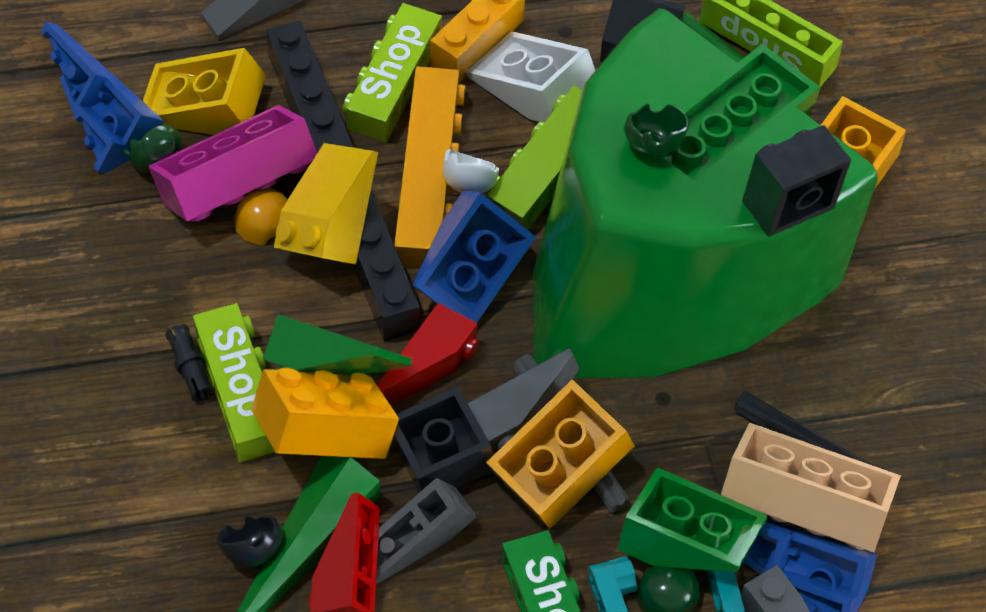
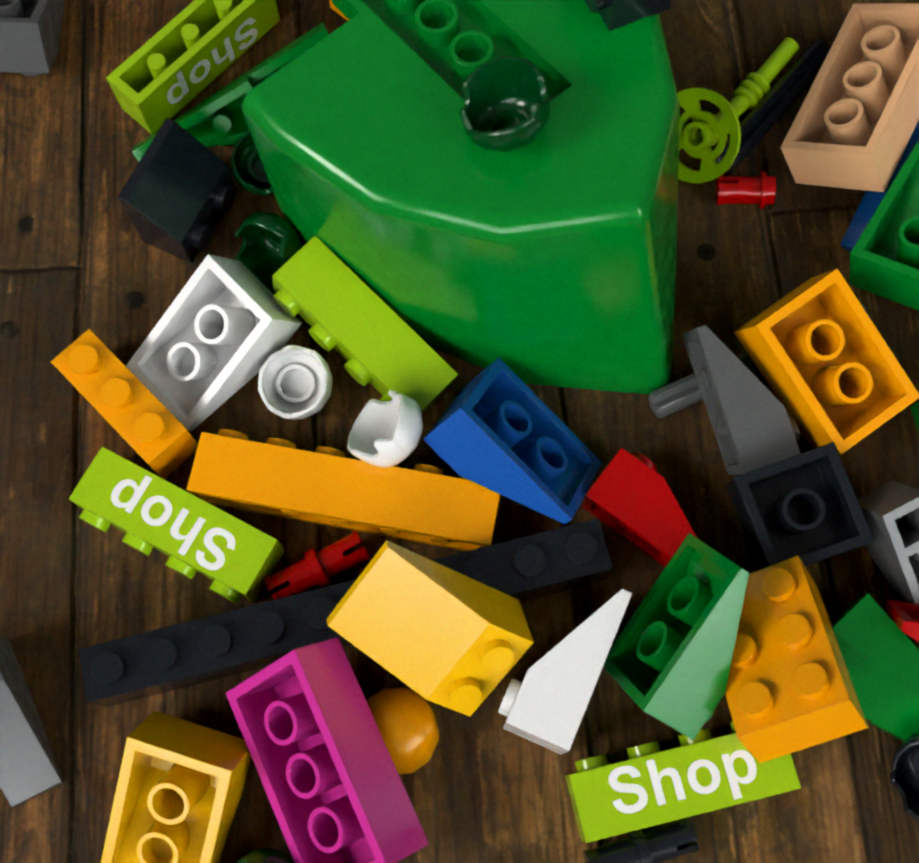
camera: 80 degrees left, 15 degrees up
(299, 289) = (560, 684): none -> white slope
(383, 166) = (318, 567): none -> red pin
(506, 127) = (295, 382): none -> white hair
(719, 423) = (746, 190): none -> red pin
(760, 377) = (709, 128): none -> lime dish

